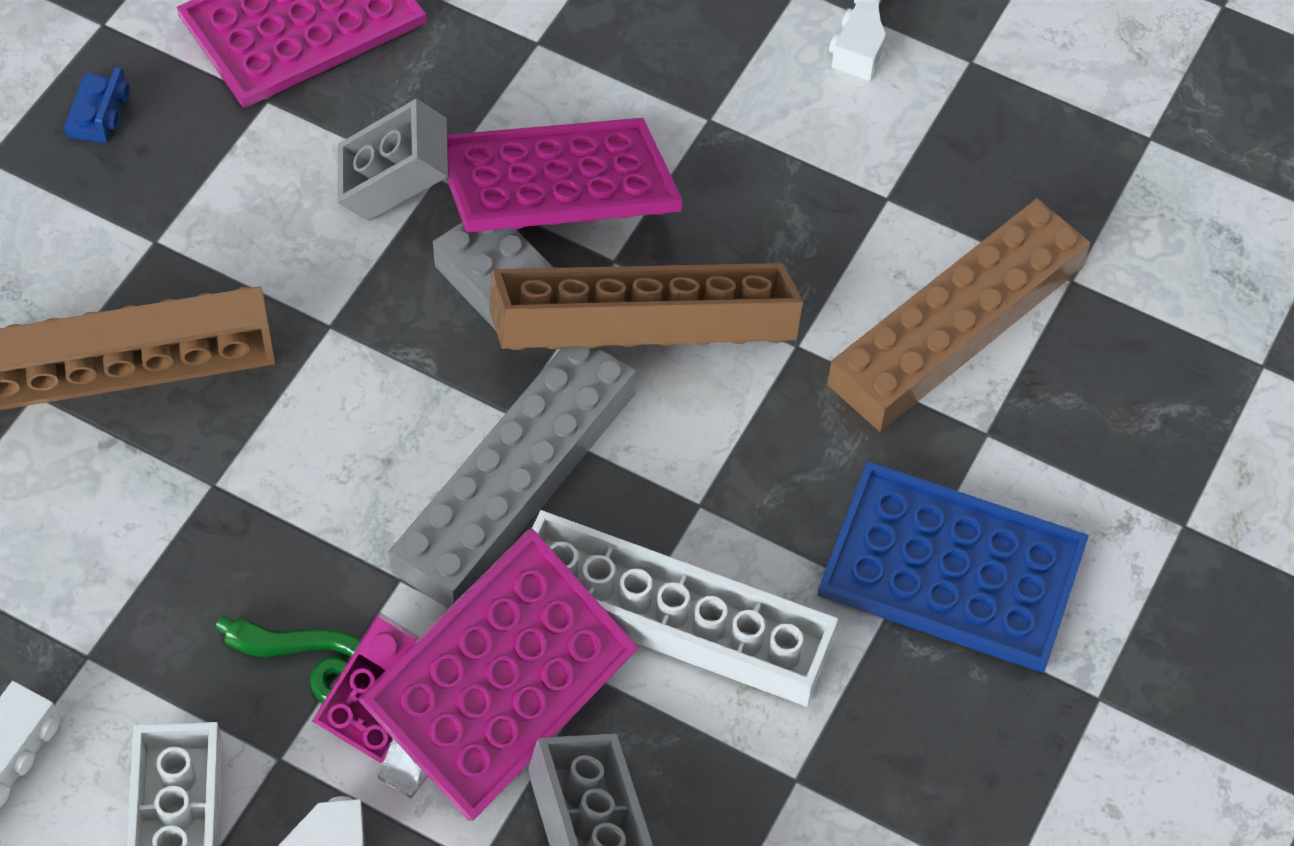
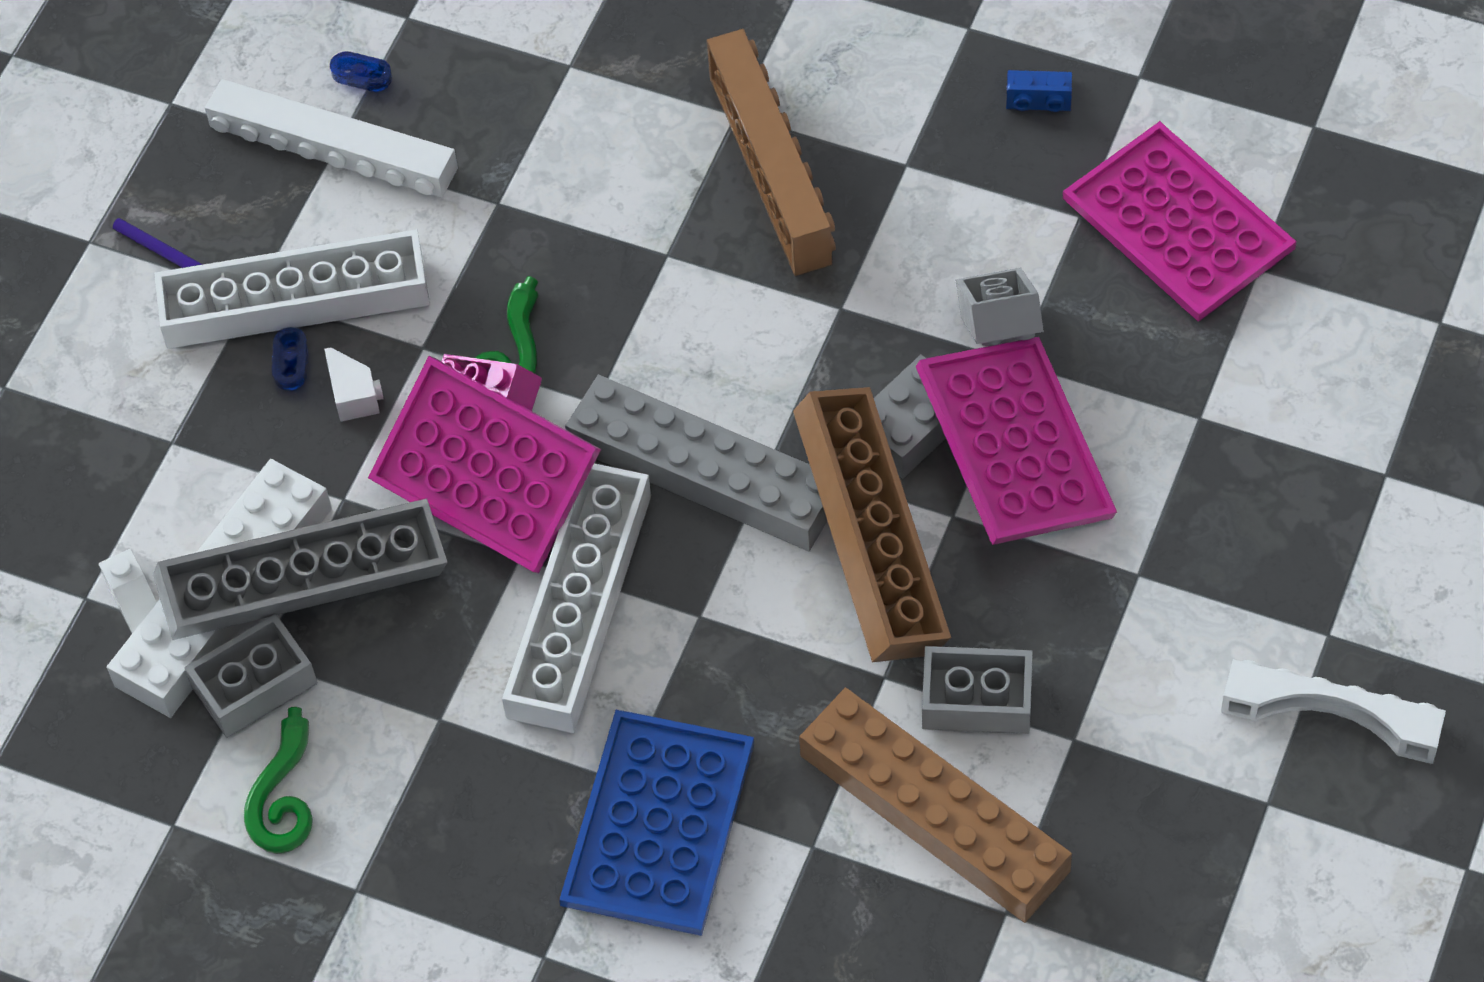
camera: 90 degrees right, 0 degrees up
(839, 255) = (977, 689): none -> light grey brick

